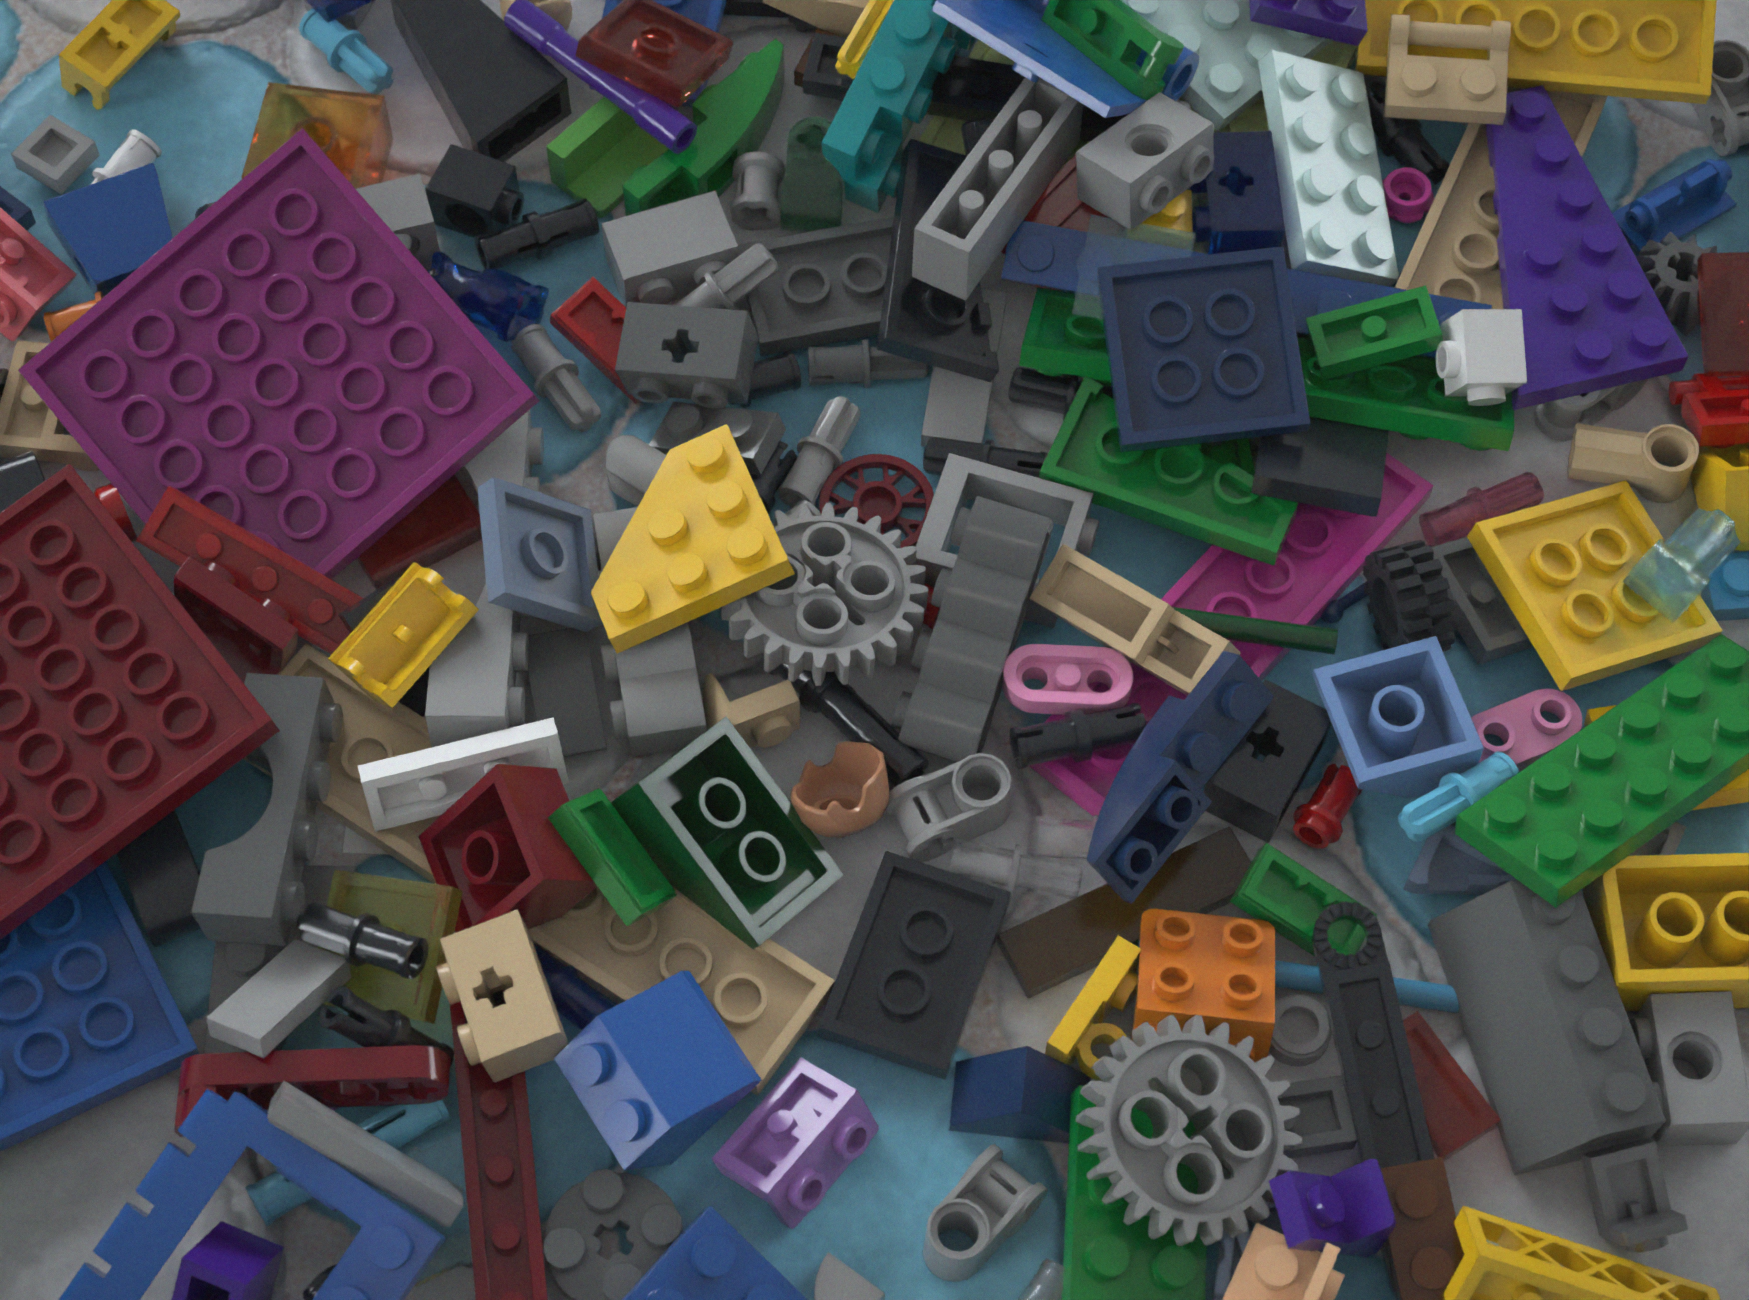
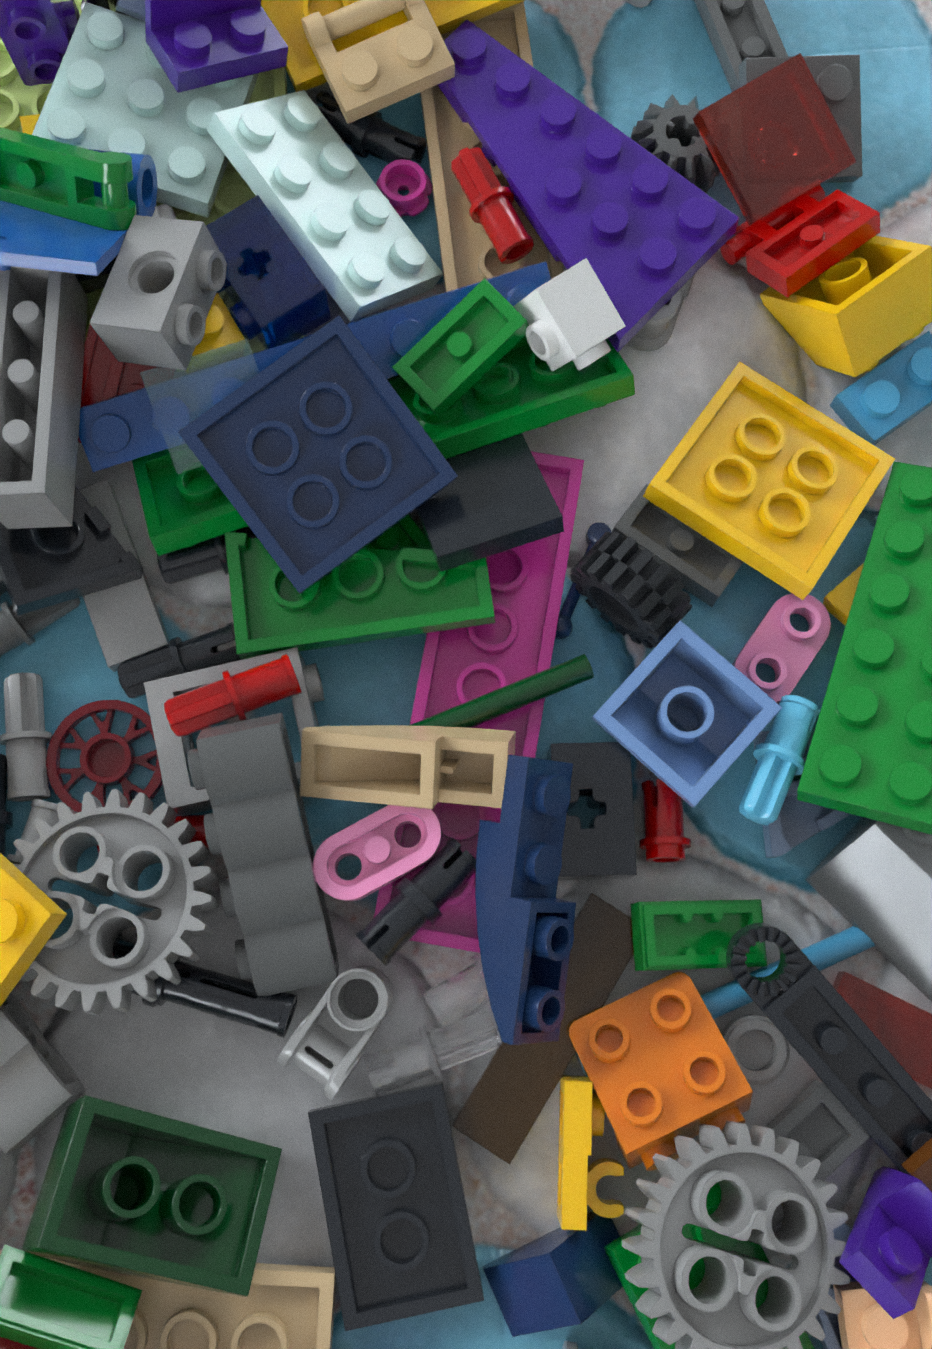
camera: 30 degrees left, 15 degrees up
(760, 717) = (119, 1047): tan plate -> none
(845, 793) = (234, 1080): nougat hair -> none
(1035, 495) = (231, 696): none -> red axle
(1459, 517) = (634, 458): clear pink axle -> none
(1473, 243) = (491, 205): none -> red axle
(1632, 456) = (729, 337): tan piece -> none
(1678, 205) = (636, 72): blue hinge -> none
(1680, 568) = (838, 429): clear light blue piece -> none

